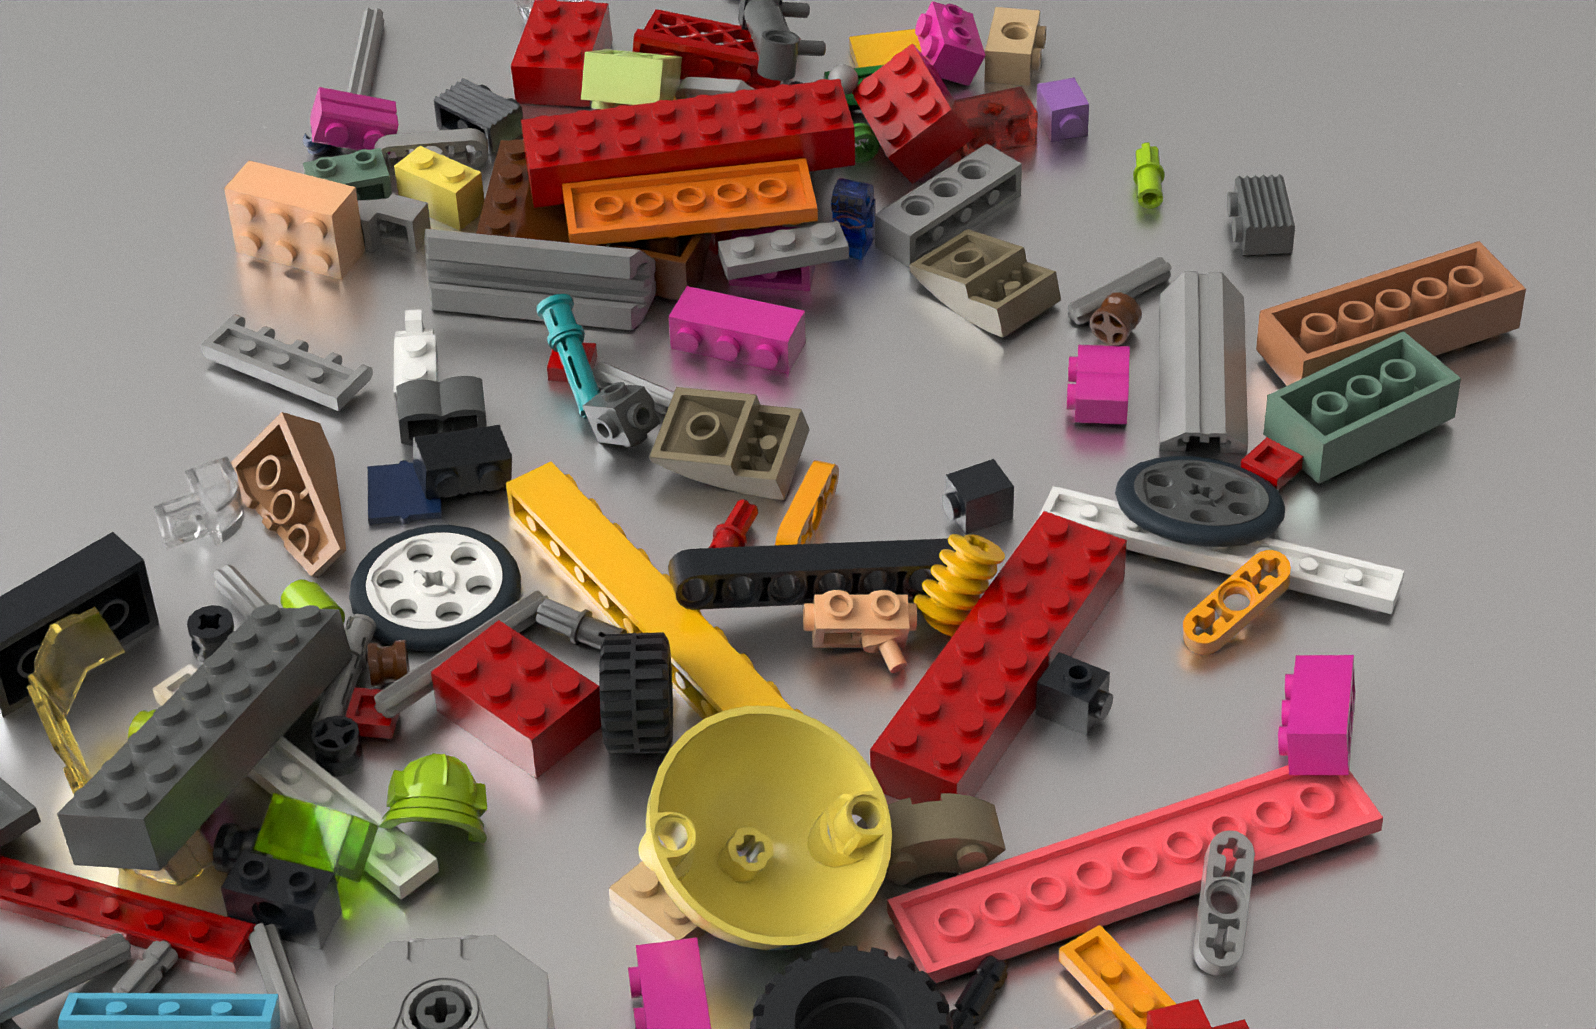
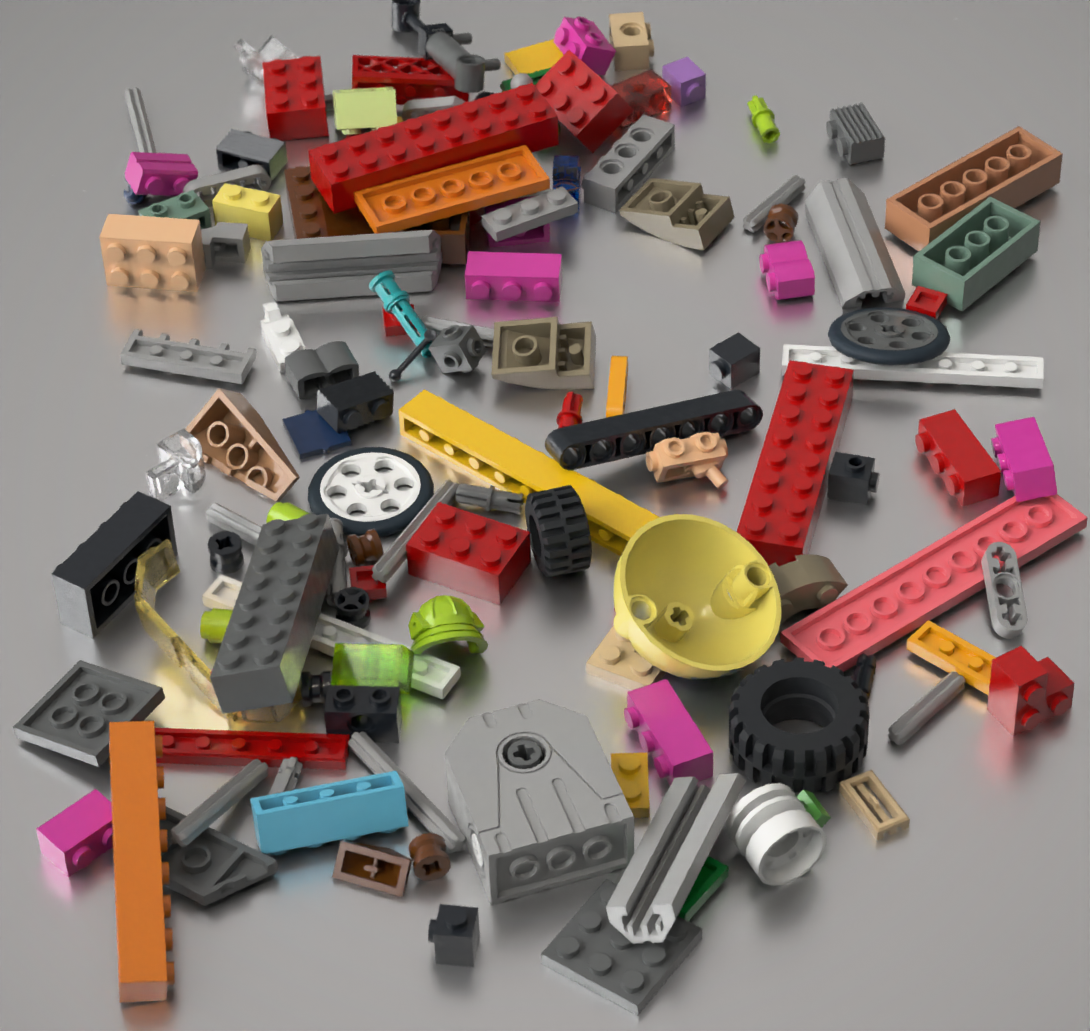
camera: 15 degrees left, 0 degrees up
(535, 434) = (430, 335): none -> black hinge
(958, 582) = (750, 418): yellow piece -> none
(1231, 621) = (940, 384): light orange beam -> none
(1232, 693) = (958, 458): none -> red brick

